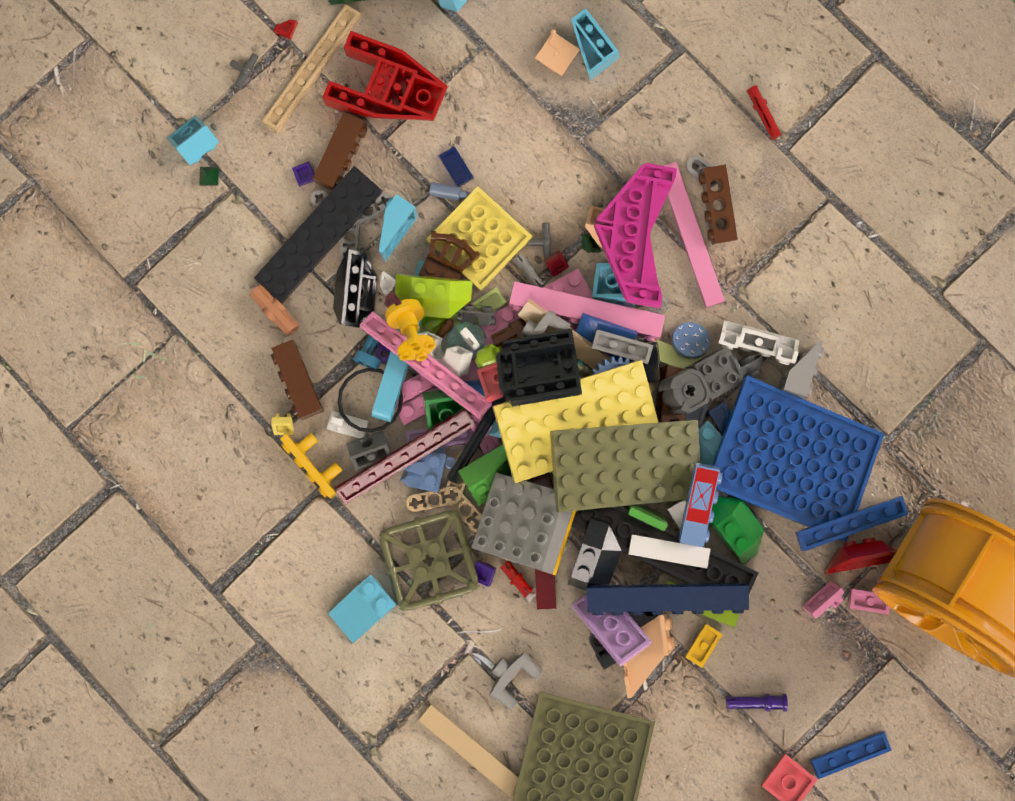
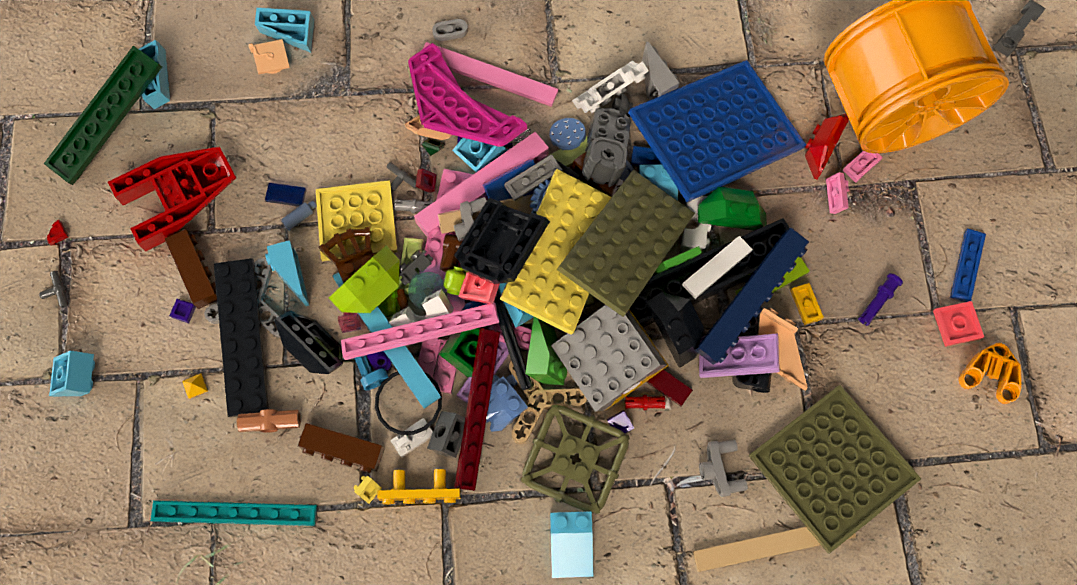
camera: 55 degrees left, 10 degrees down
(191, 344) = (234, 513): none -> teal tile
(209, 176) = (112, 386): dark green slope -> none
(257, 233) = (195, 386): none -> yellow slope
(311, 68) = (106, 240): tan tile -> none
(387, 283) = (328, 316): white tile -> none
(406, 318) = (371, 315): yellow piece -> none
(469, 339) = (429, 283): white tile -> none
(699, 505) = (700, 215): medium blue brick -> none
(719, 175) = (480, 27): reddish brown brick -> none
(851, 523) = (796, 130): blue plate -> none

